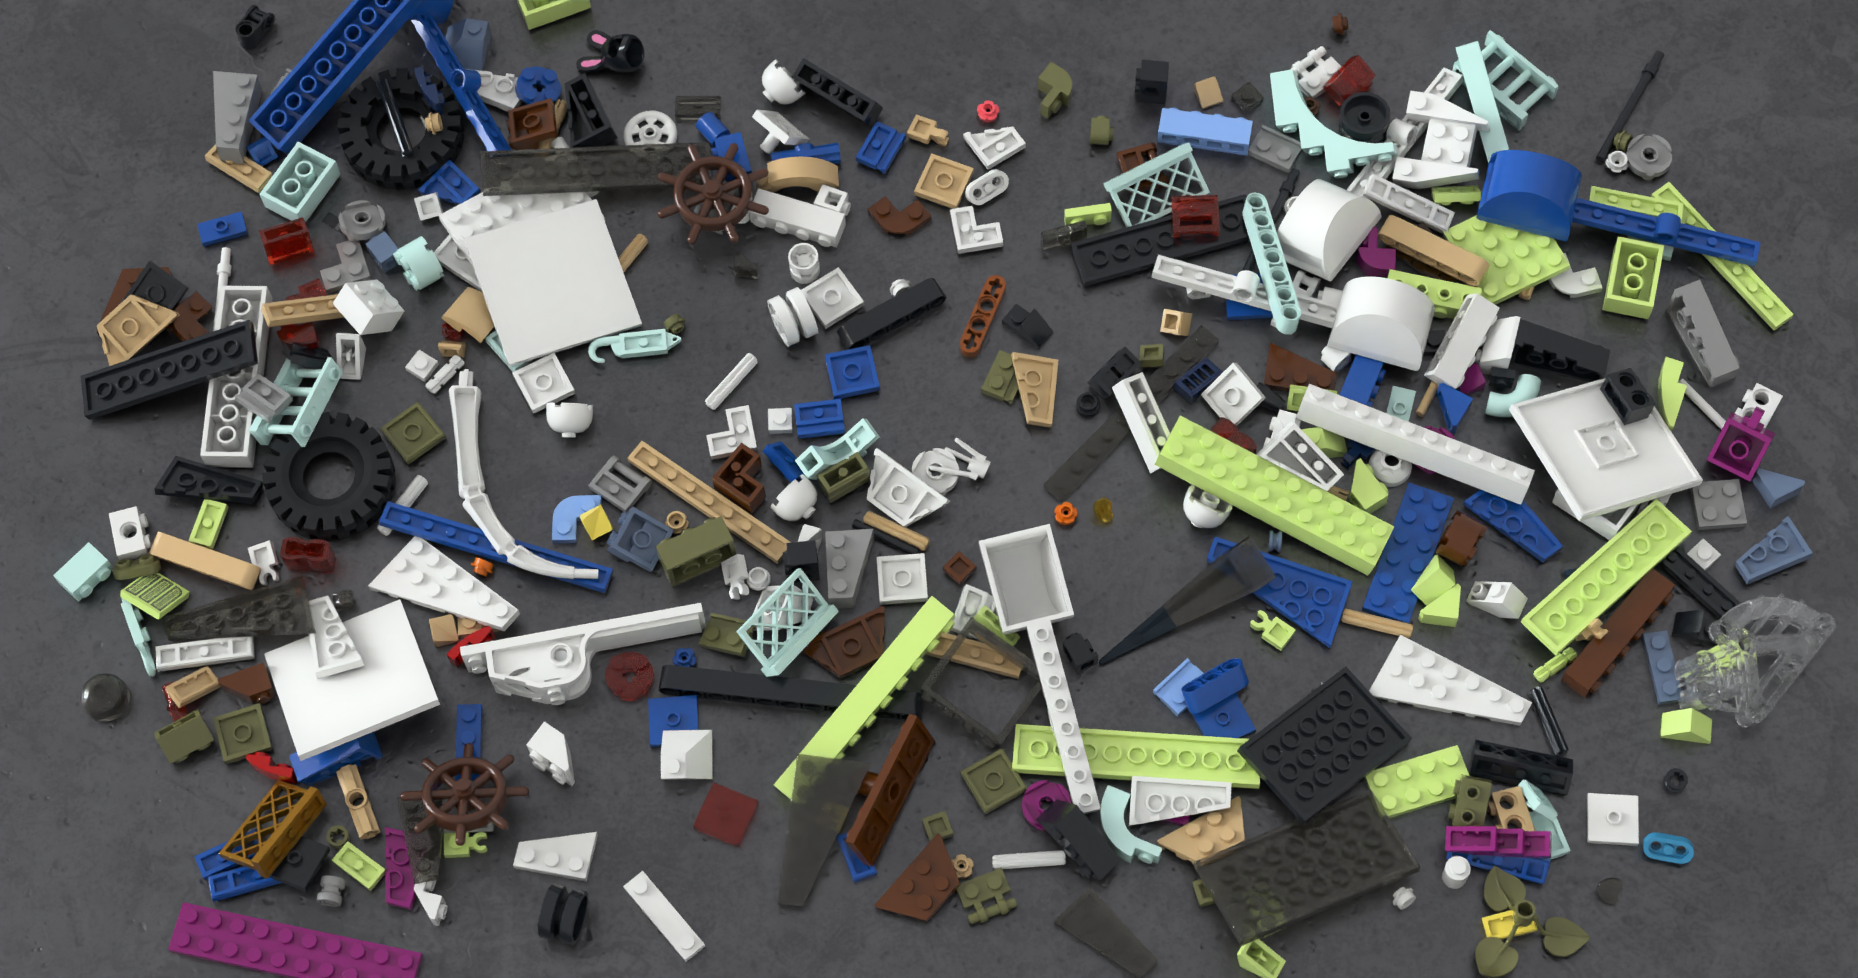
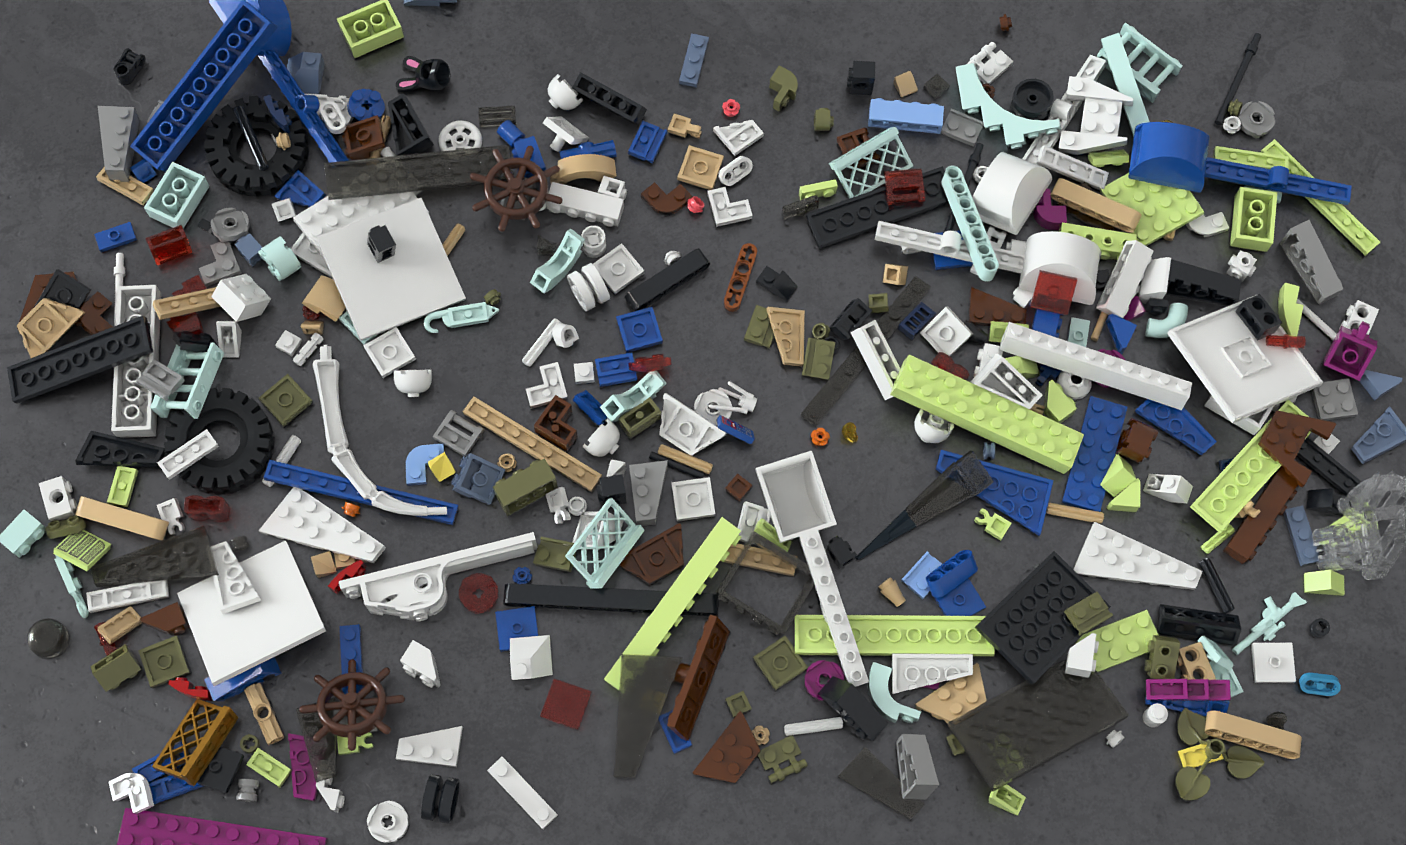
camera: 10 degrees left, 5 degrees up
(195, 877) = (135, 787): none -> white plate
(290, 488) = (188, 454): none -> white plate
(493, 926) = (399, 819): none -> white plate
(498, 102) = (333, 119): none -> white plate
(542, 249) = (381, 243): none -> black brick
(759, 373) = (564, 335): none -> white plate
(767, 281) = (560, 264): none -> light aqua arch
(861, 411) = (650, 364): none -> clear red plate
(934, 225) = (695, 204): none -> coral plate
(946, 51) = (694, 60): none -> sand blue plate
(960, 497) = (735, 429): none -> blue tile
(1071, 418) = (818, 358): none -> olive plate
(1075, 381) = (820, 327): none -> olive plate
(1139, 703) = (891, 591): none -> tan cone
(1149, 914) = (916, 767): none -> light grey wedge
(1349, 80) = (1017, 69): clear red brick -> none
(1366, 794) = (1080, 657): none -> white slope
(1368, 351) = (1053, 292): none -> clear red plate
(1381, 743) = (1088, 613): none -> olive plate
(1577, 903) = (1253, 734): none -> tan beam
(1610, 773) = (1267, 626): none -> light aqua piece
(1613, 333) = (1241, 265): none -> white brick
(1648, 543) = (1285, 437): none -> reddish brown wing
(1659, 427) = (1286, 341): none -> clear red axle

